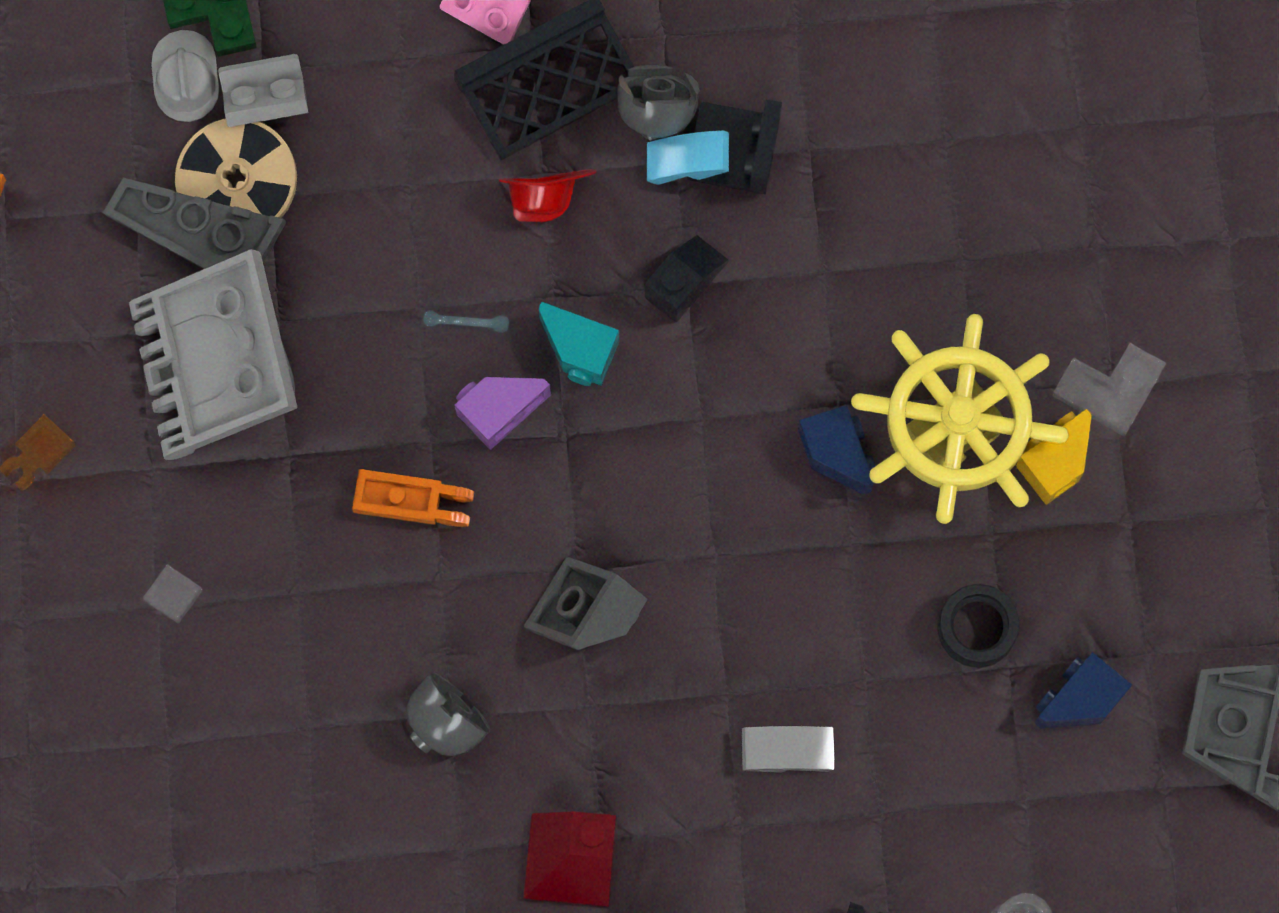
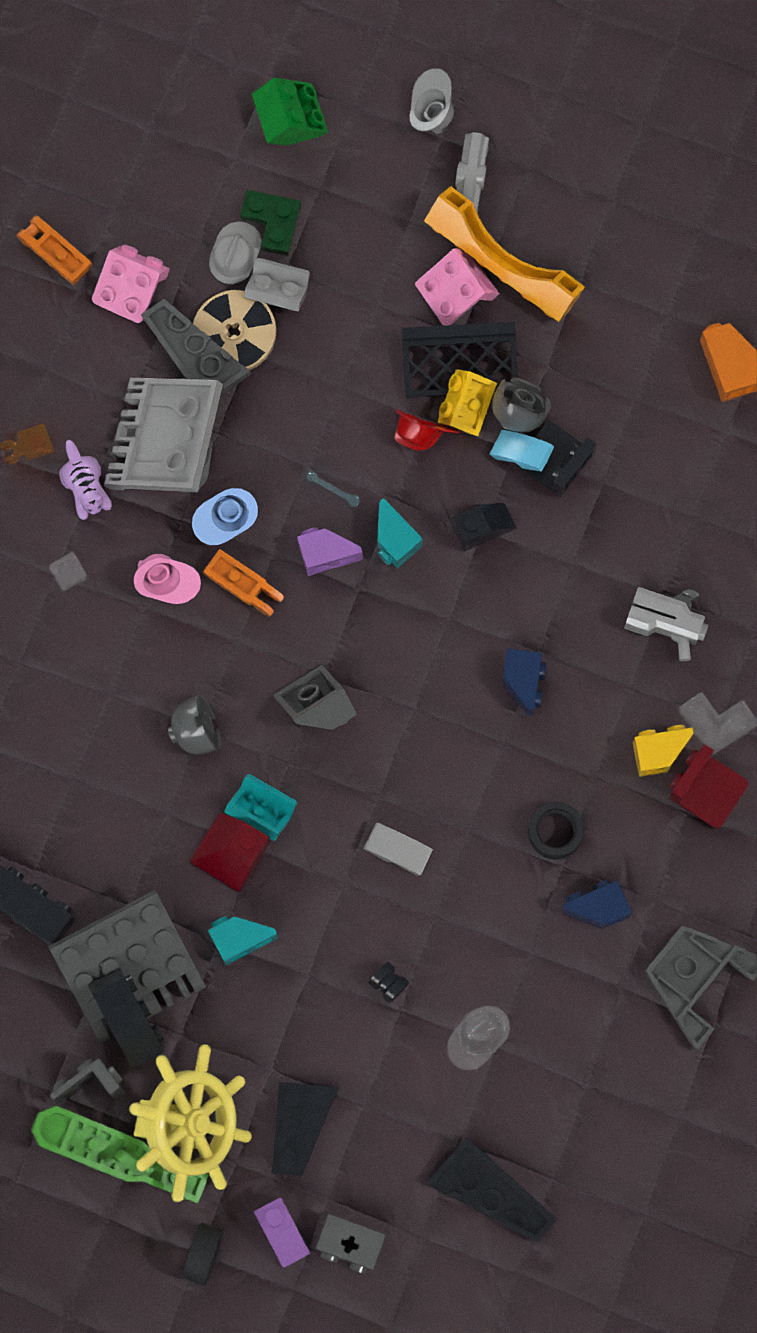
camera: 25 degrees right, 0 degrees up
(65, 178) = (128, 282): none -> bright pink bracket
(131, 462) = (82, 477): none -> lavender animal
(310, 542) = (166, 579): none -> bright pink piece
(346, 423) = (224, 516): none -> light blue piece
(584, 127) = (466, 402): none -> yellow bracket
(584, 780) = (261, 807): none -> teal bracket
(961, 420) = (607, 696): light yellow piece -> none
(981, 283) = (668, 617): none -> light grey piece
(1143, 477) = (707, 788): none -> dark red bracket

